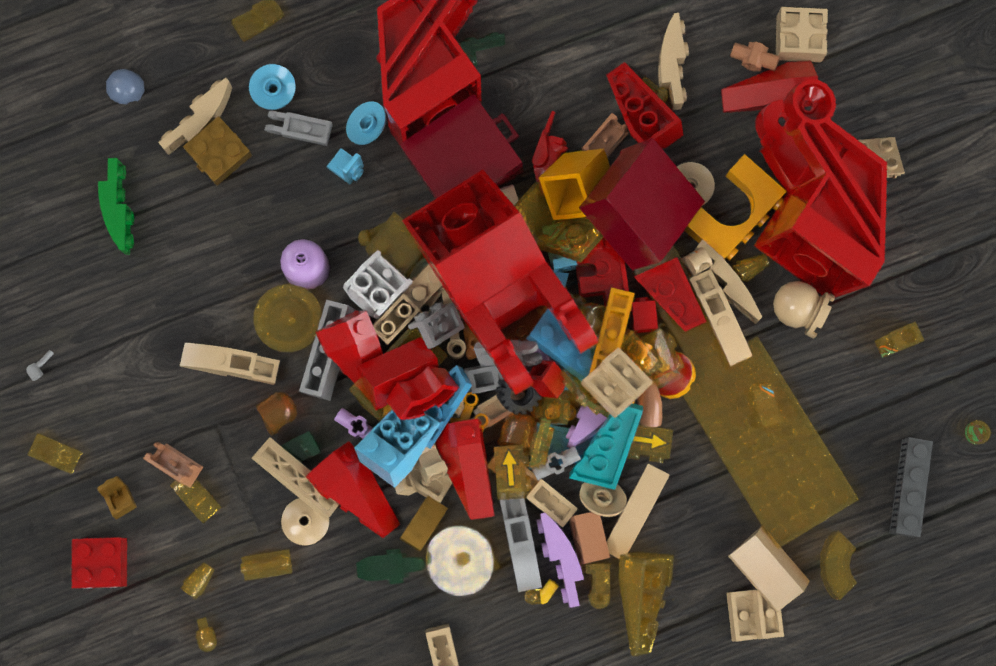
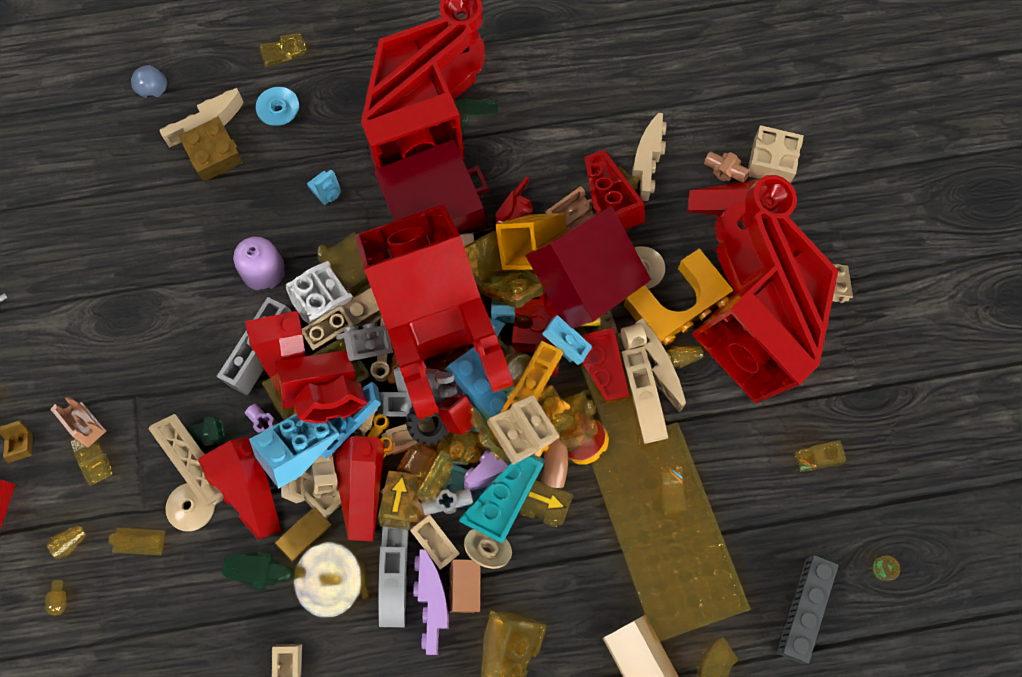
camera: 15 degrees right, 10 degrees down
(116, 215) = (102, 185): green slope -> none
(229, 362) = (163, 337): tan slope -> none
(277, 411) = (192, 392): clear orange helmet -> none
(287, 318) = (226, 307): clear yellow piece -> none
(301, 127) = (293, 146): light grey hinge -> none
(366, 123) = (351, 153): medium azure dish -> none
(542, 595) = (402, 636): arm -> none
(600, 584) = (464, 638): clear yellow leg -> none
(635, 281) = (567, 339): none -> medium azure hinge
(636, 511) = (518, 569): tan slope -> none
(643, 315) = (569, 378): red brick -> none
(800, 306) = (727, 401): tan tile -> none

